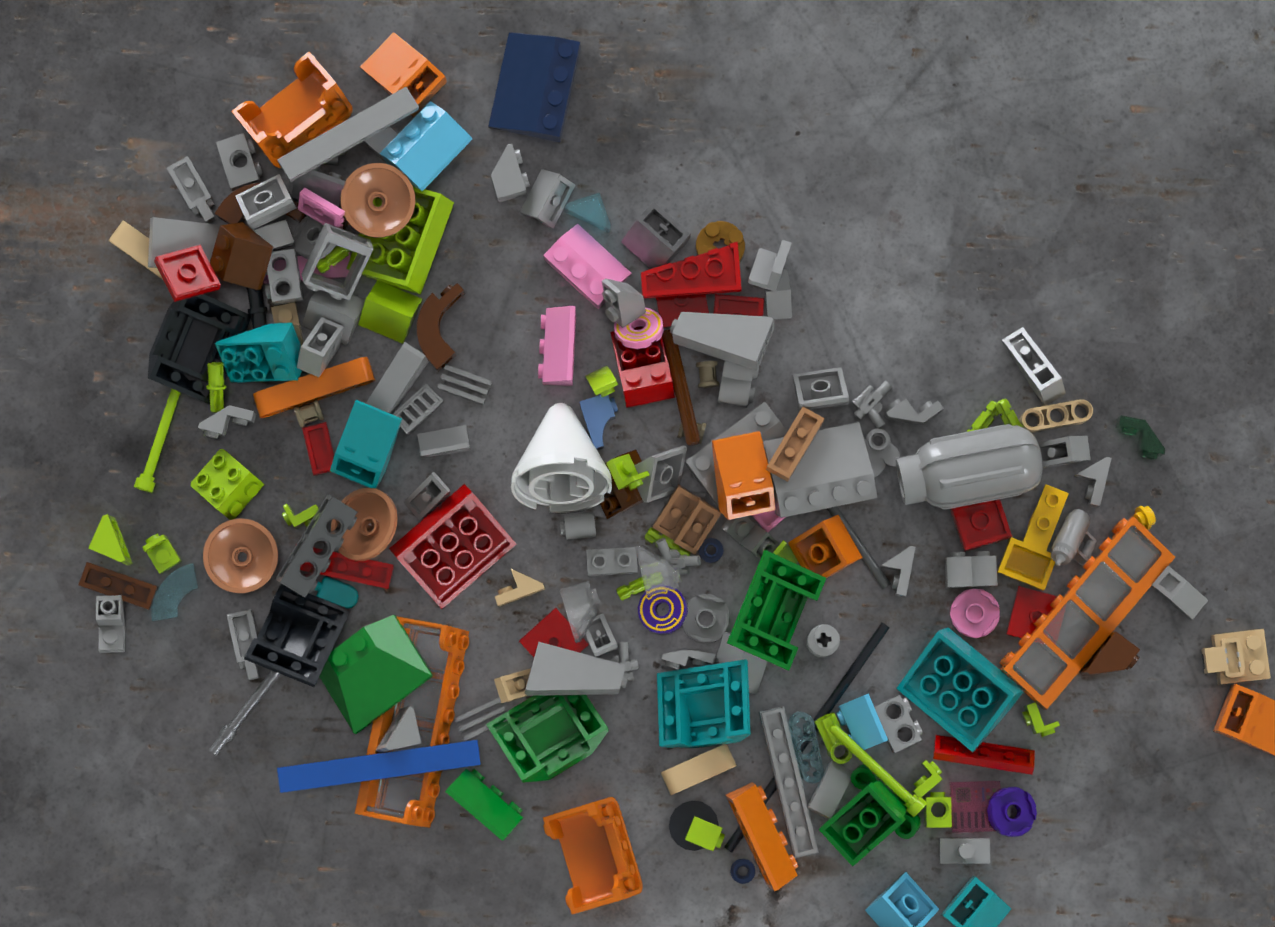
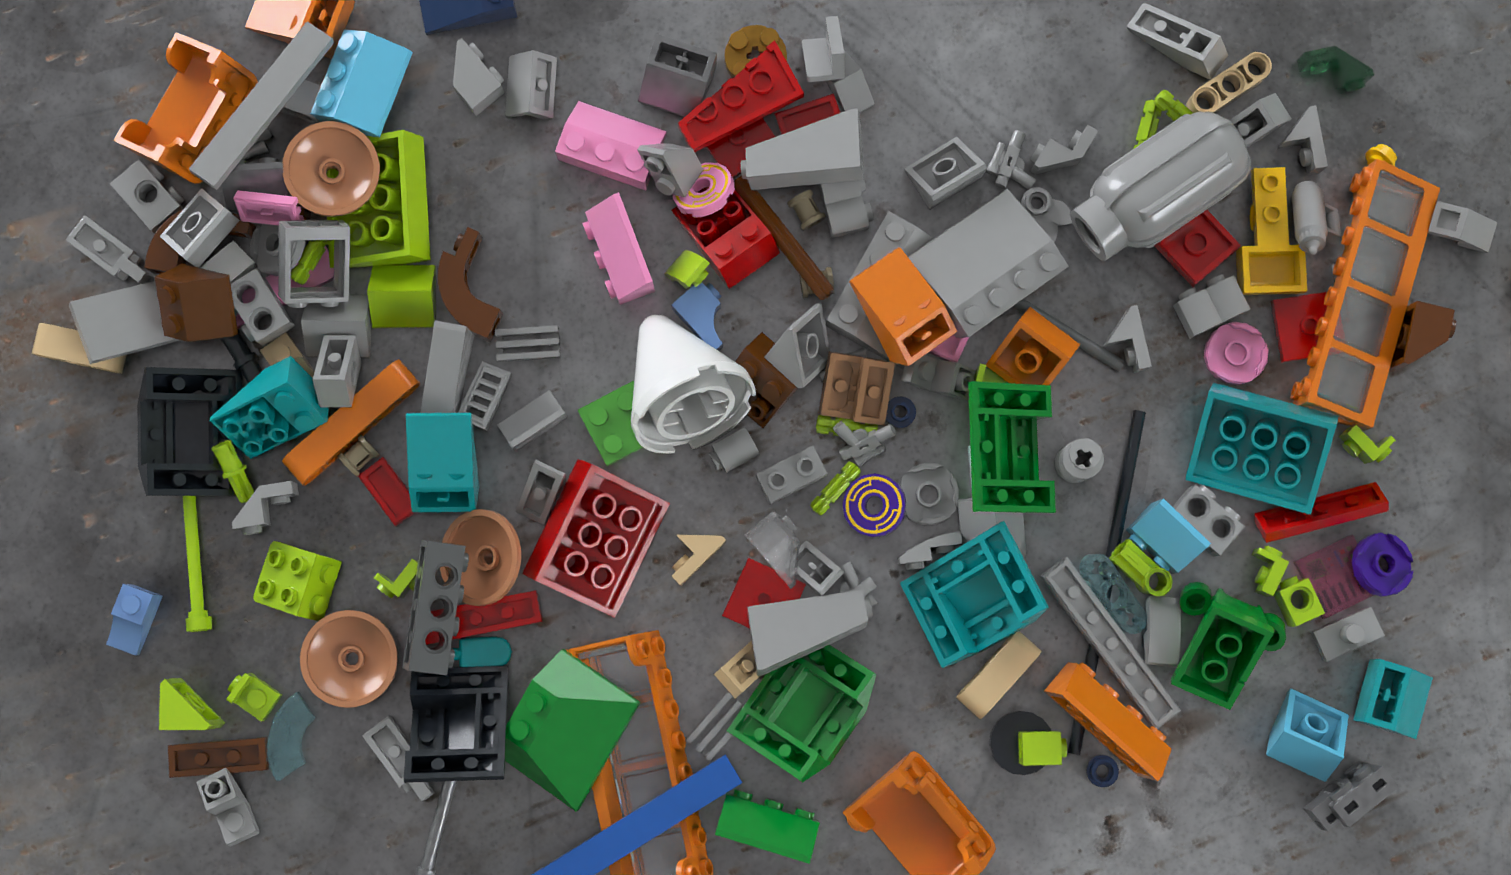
camera: 30 degrees left, 0 degrees up
(99, 461) = (132, 618): none -> medium blue arch
(187, 273) = (139, 350): plate -> none
(402, 732) = (631, 785): light grey slope -> none
(497, 469) = (610, 424): none -> bright green plate
(590, 210) = (587, 79): clear light blue slope -> none
(625, 473) = (763, 363): lime bracket -> none
(656, 571) = (850, 463): clear slope -> none
(795, 444) = (947, 244): medium nougat plate -> none
(912, 802) = (1270, 605): lime piece -> none

